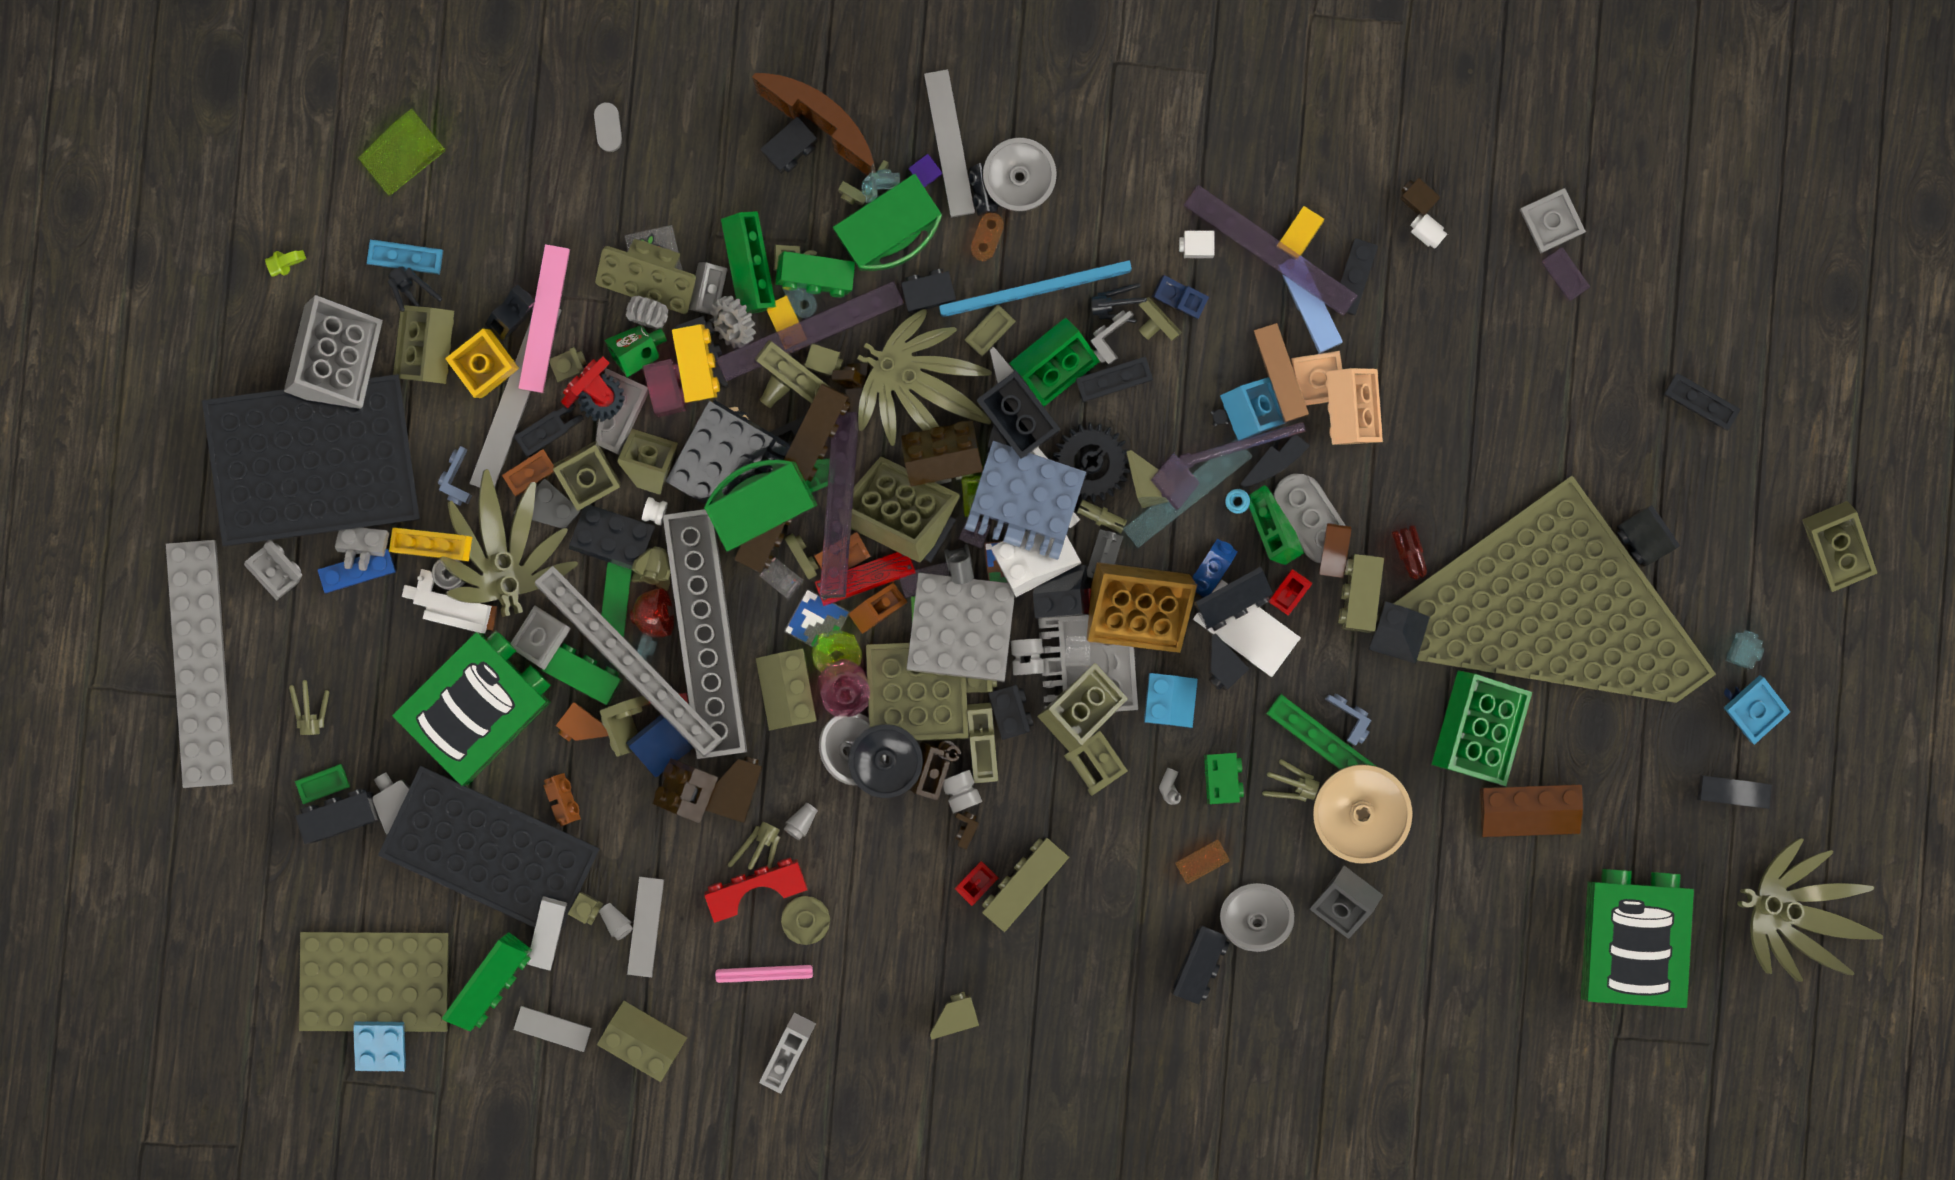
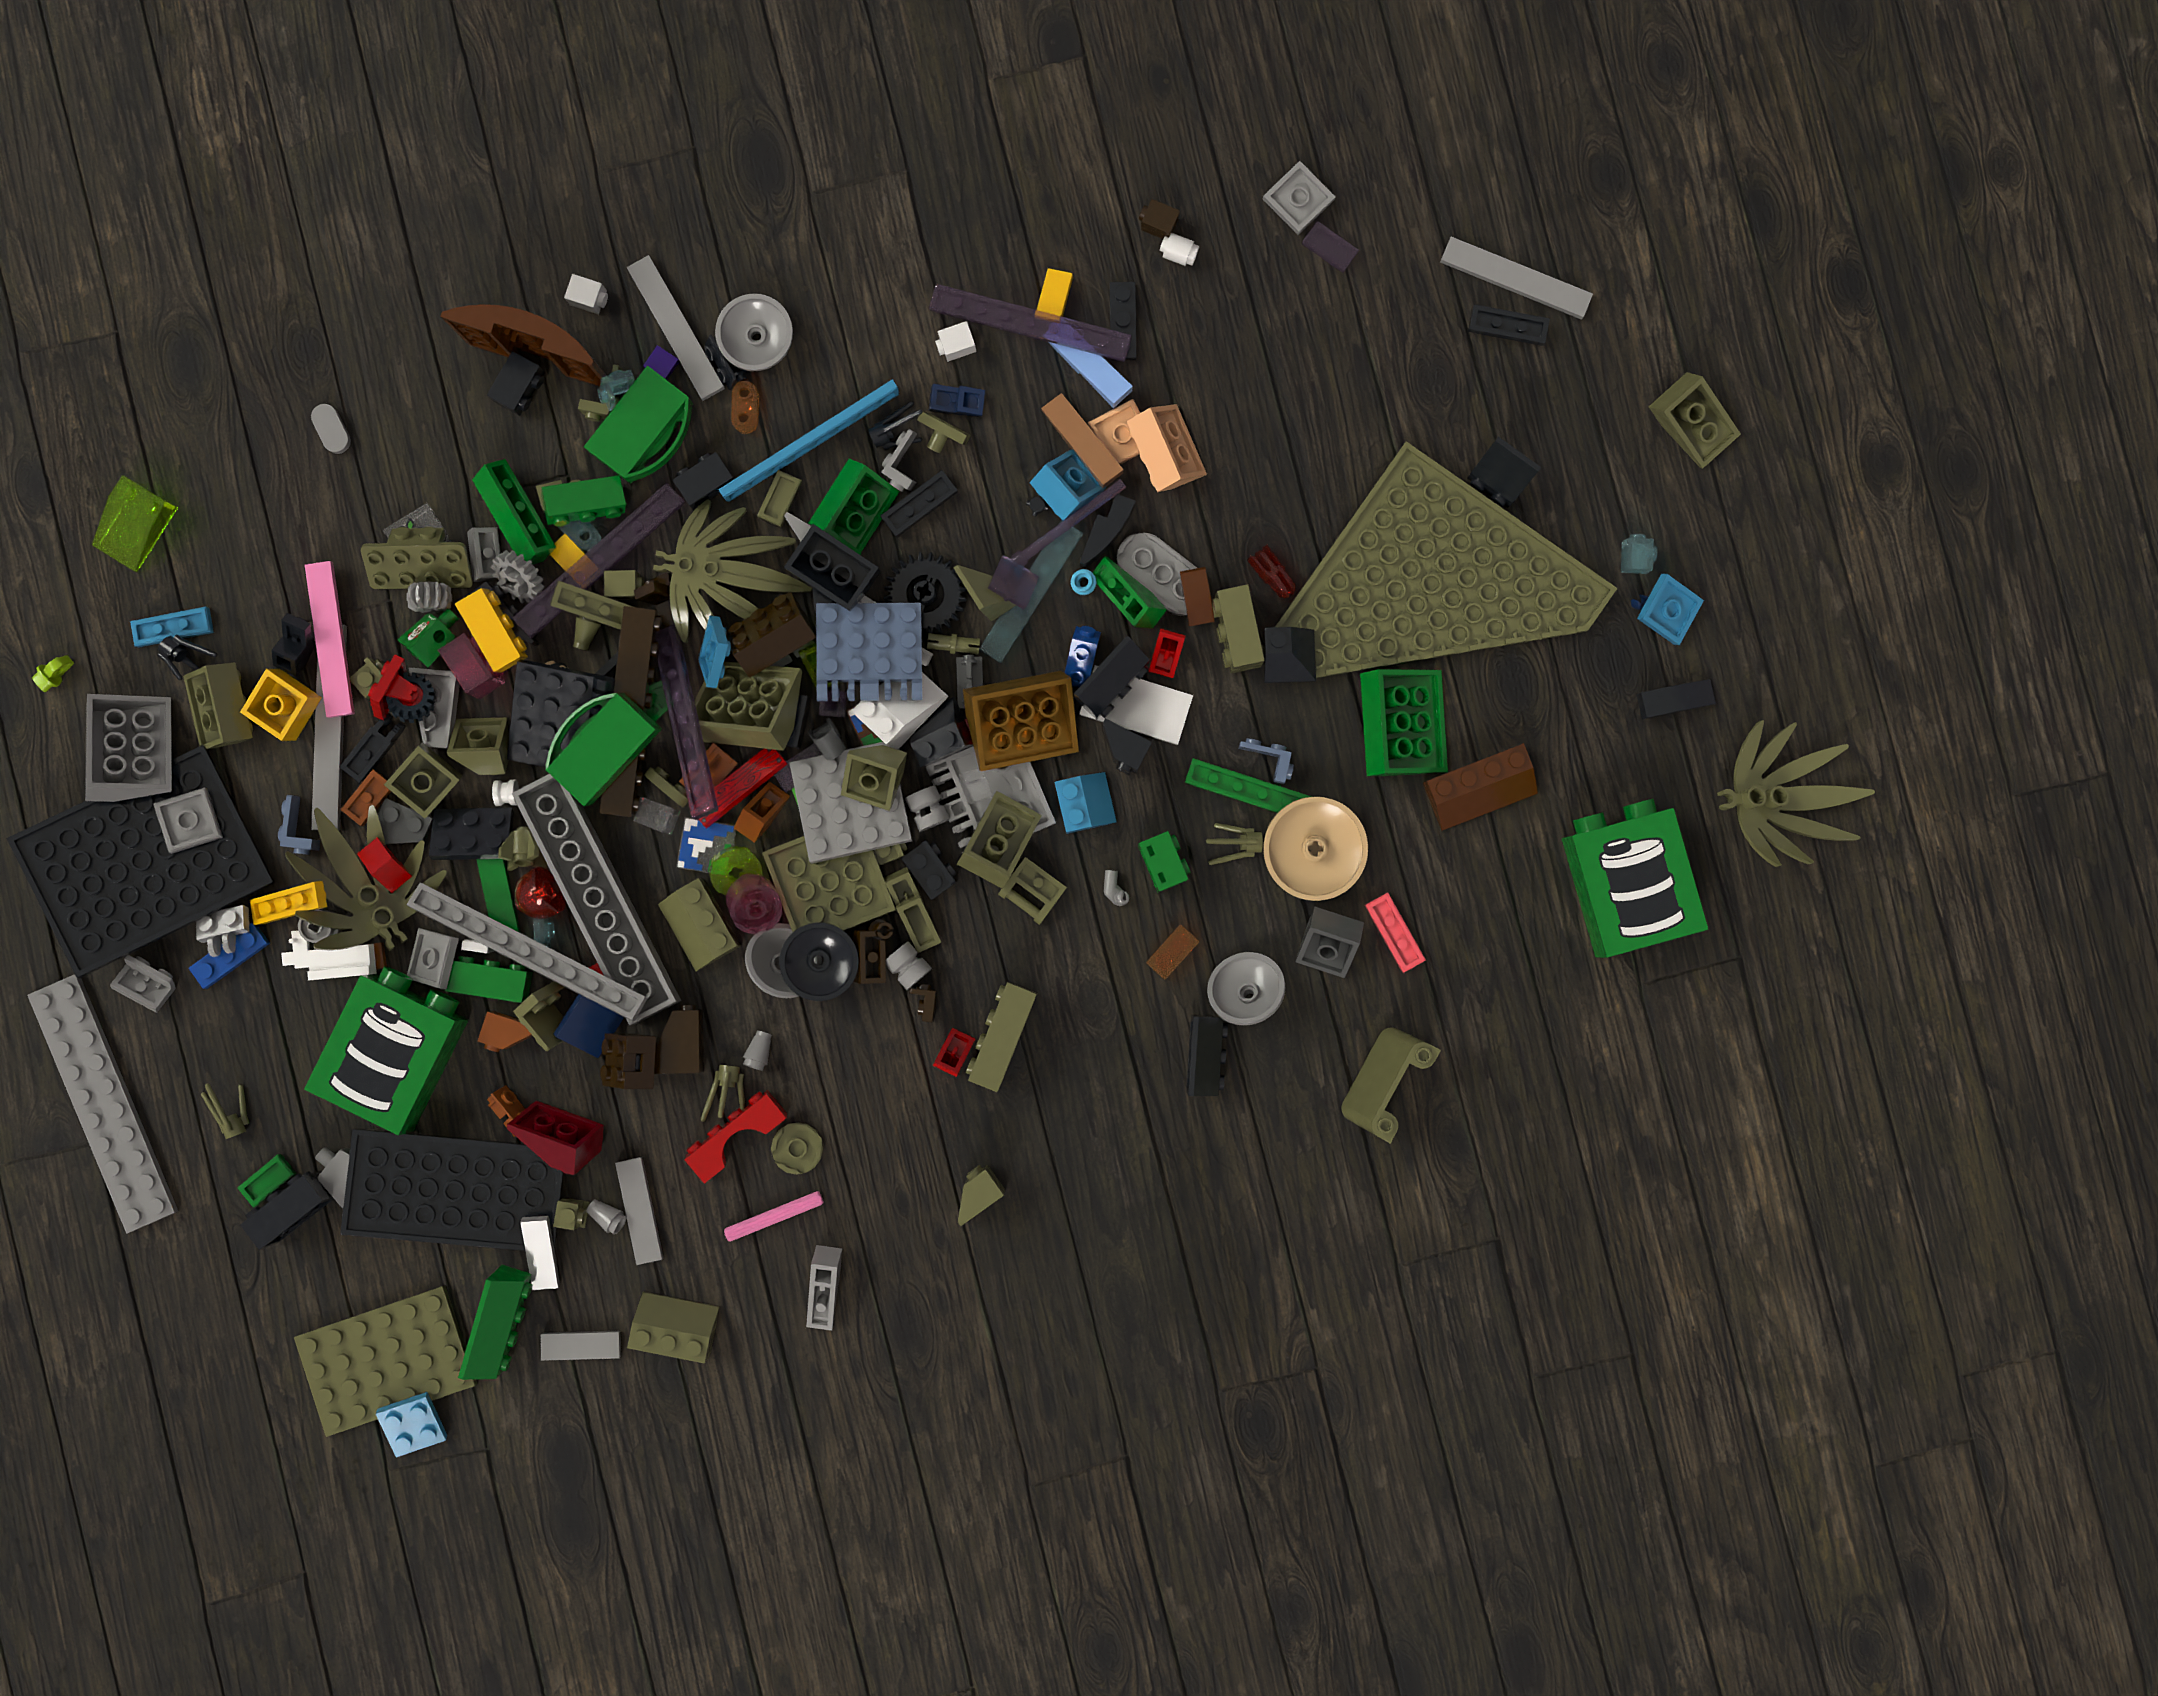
camera: 15 degrees left, 0 degrees up
(365, 438) = (188, 820): none -> light grey tile
(525, 538) = (384, 865): none -> red slope
(581, 639) = (471, 945): none -> white tile
(599, 835) = (558, 1136): none -> dark red slope
(880, 86) = (586, 294): none -> white brick
(885, 451) = (713, 652): none -> dark azure plate
(991, 612) = (873, 775): none -> olive slope
(1348, 1038) = (1380, 1077): none -> olive windscreen
(1408, 914) = (1395, 932): none -> coral tile
(1724, 361) = (1516, 278): none -> light grey tile

